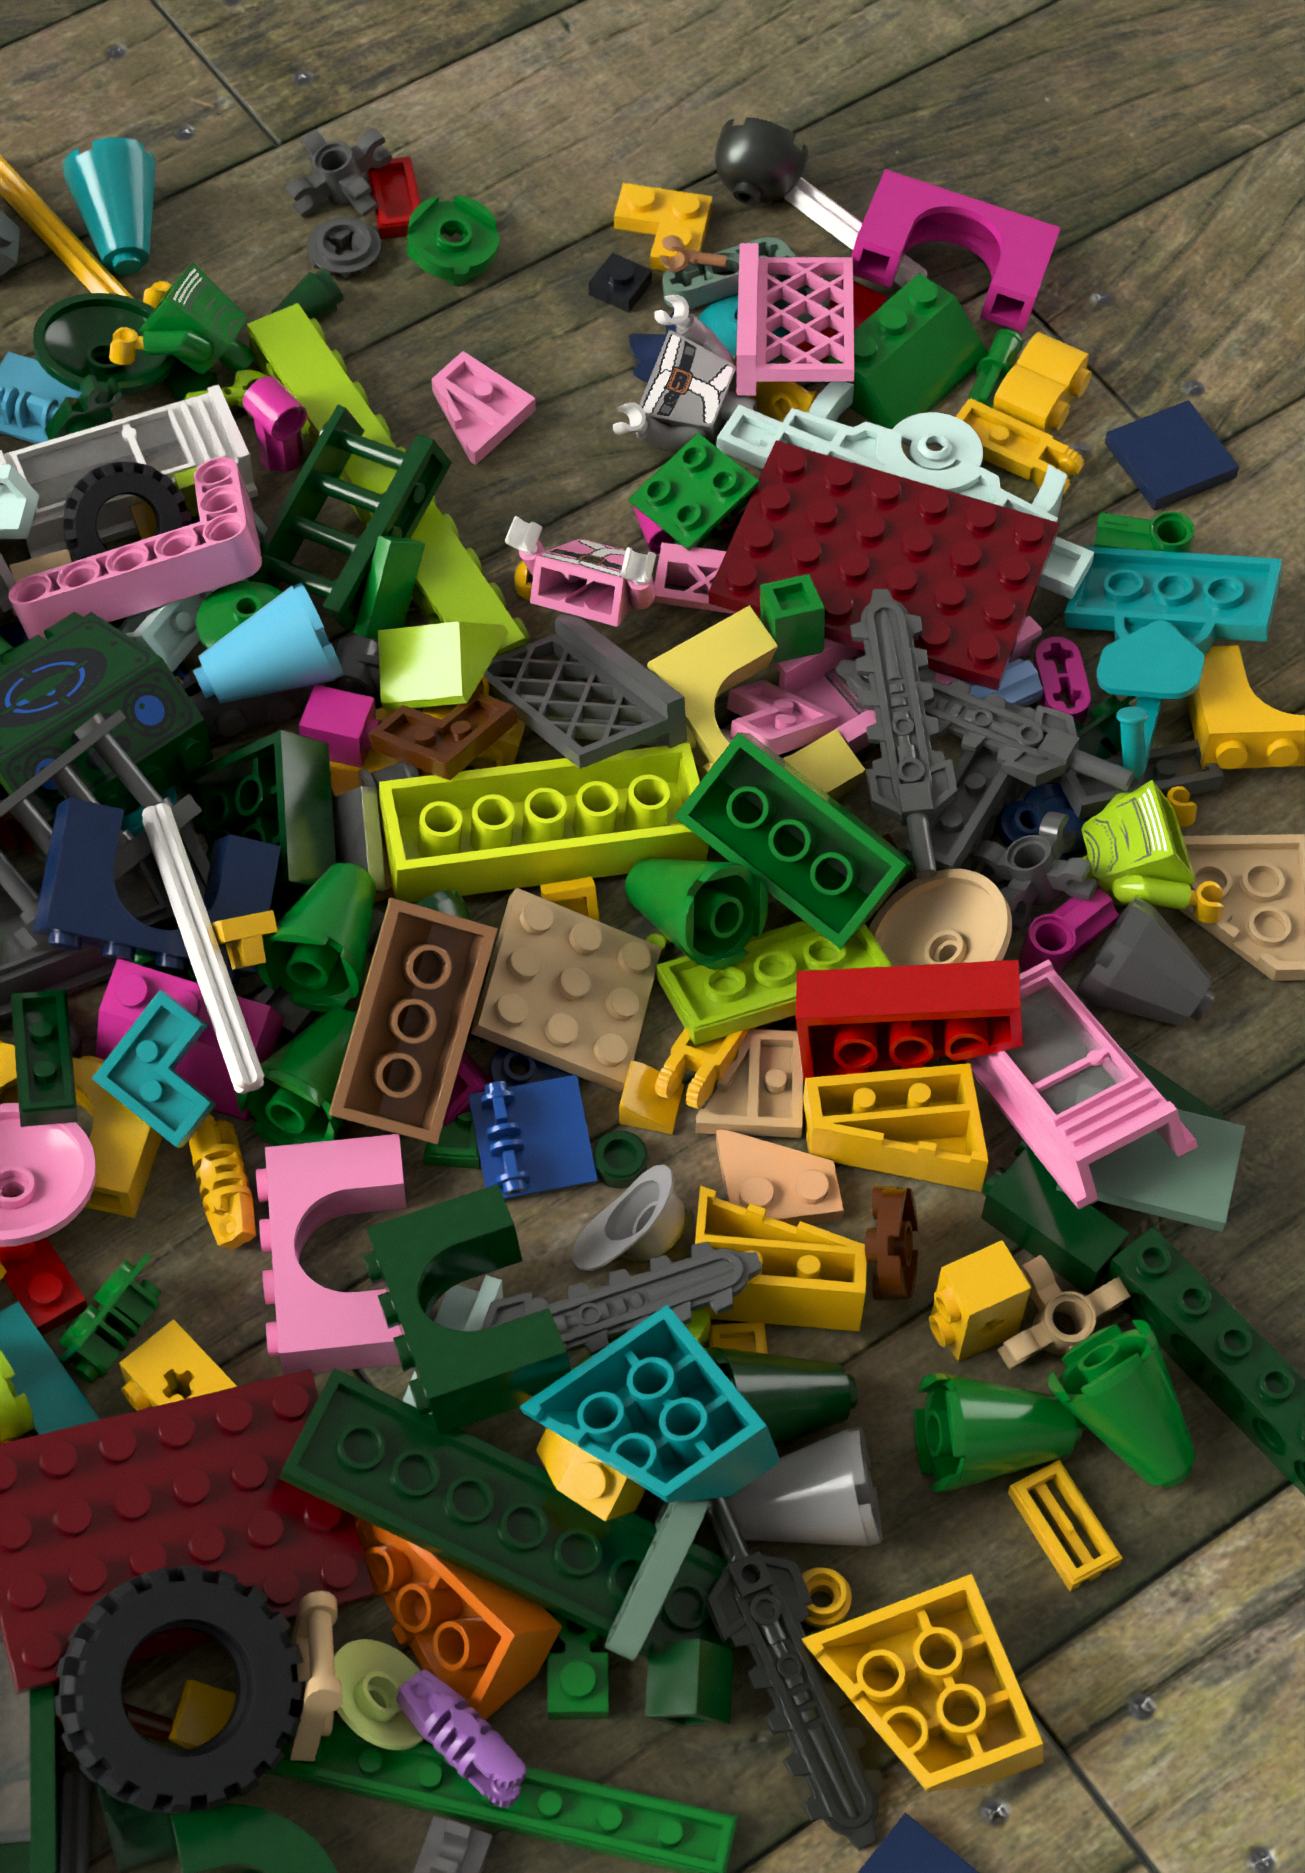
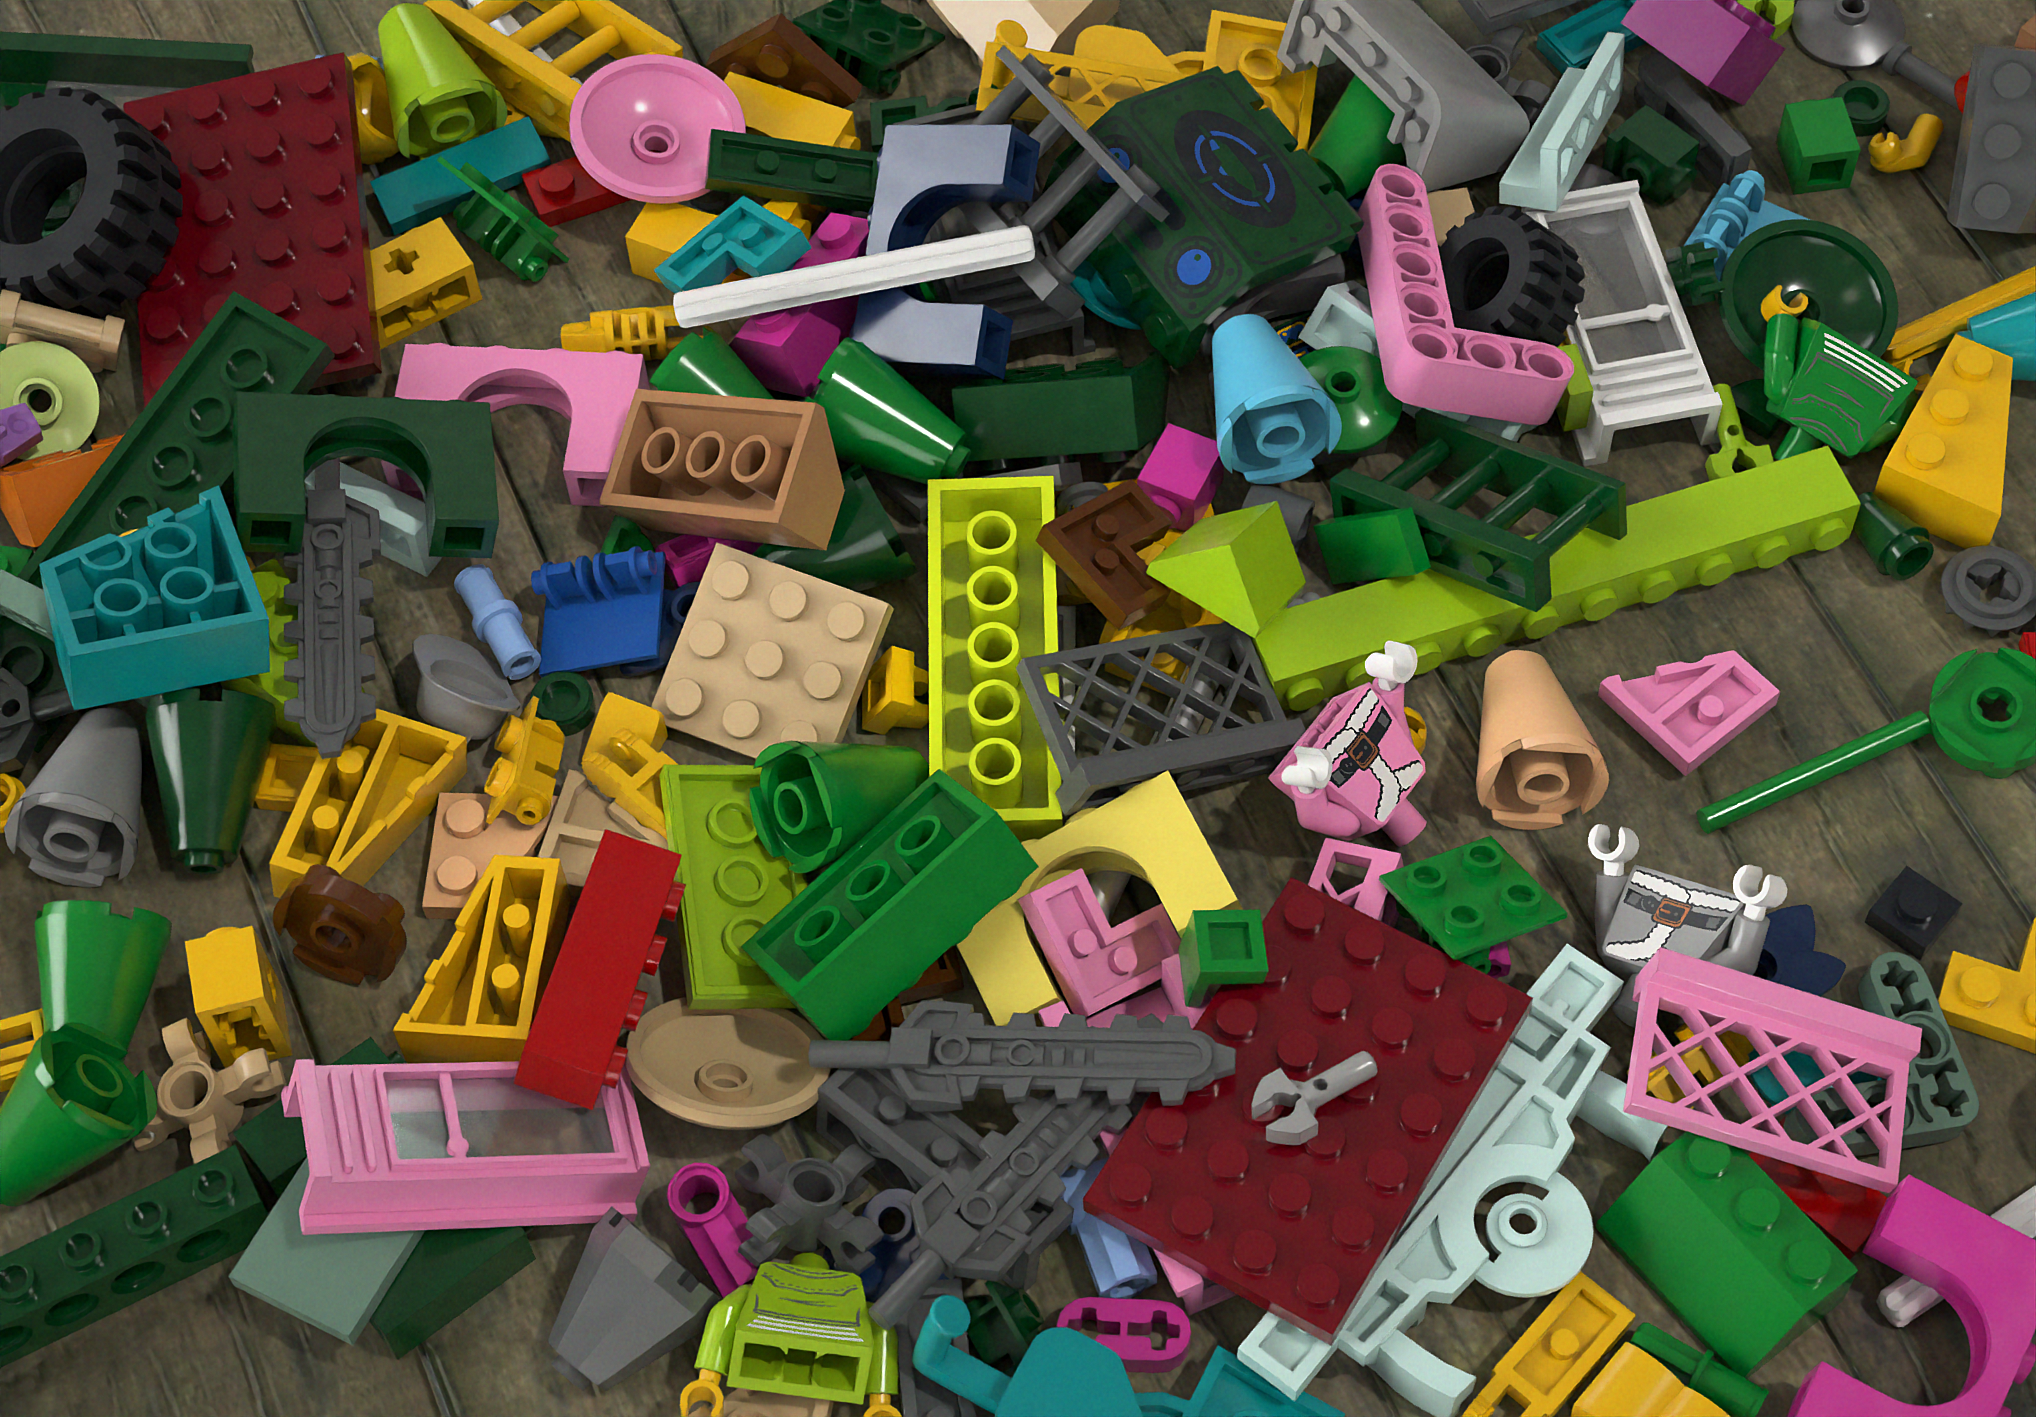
camera: 105 degrees right, 0 degrees up
(244, 257) = (1953, 447): none -> yellow wedge
(244, 937) = (866, 318): yellow tile -> none
(277, 423) = (1655, 451): dark pink piece -> none
(517, 340) = (1813, 772): none -> green bar
(534, 483) = (1534, 747): none -> light nougat cone
(556, 1220) = (497, 622): none -> light blue pin
(685, 256) = (1935, 969): medium nougat hand -> none
(707, 1157) = (525, 771): none -> yellow hinge
(894, 563) = (1307, 1096): none -> light grey bar

